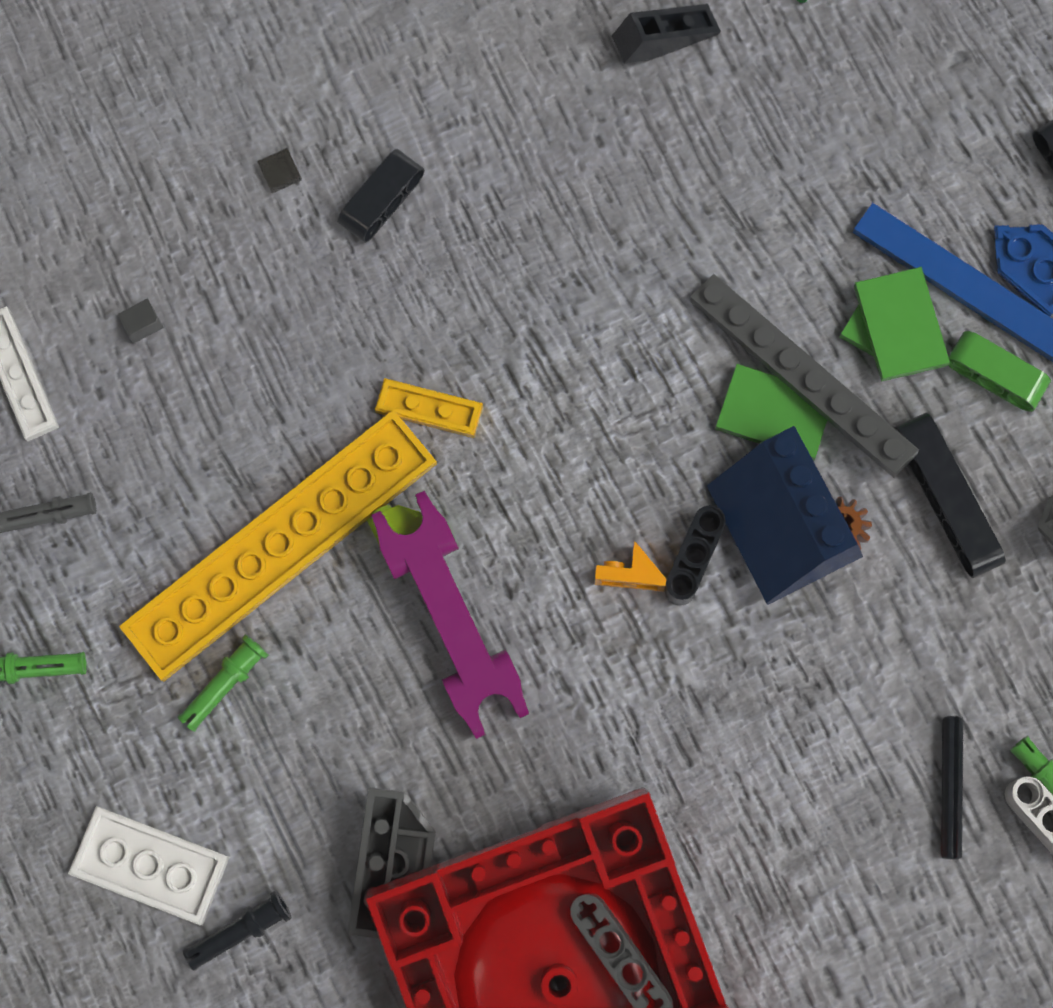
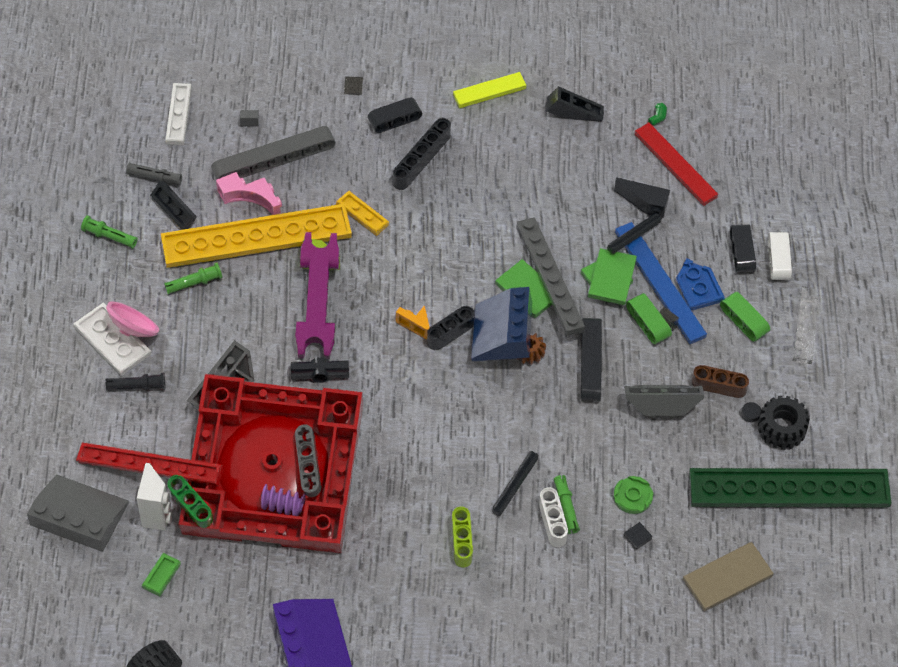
camera: 20 degrees right, 20 degrees down
(110, 560) = (173, 205): none -> black plate
(168, 826) = (131, 321): none -> bright pink dish
(191, 476) = (234, 189): none -> bright pink arch
(221, 375) = (275, 153): none -> dark grey beam
(466, 232) = (421, 153): none -> black beam
(507, 66) = (489, 90): none -> neon yellow tile
(526, 746) = (319, 370): none -> black piece
(872, 146) = (643, 196): none -> black slope
(882, 55) = (676, 164): none -> red tile
(893, 226) = (634, 233): none -> black axle
(941, 948) = (462, 545): none -> lime beam
(1034, 355) = (670, 318): none -> clear smoke tile

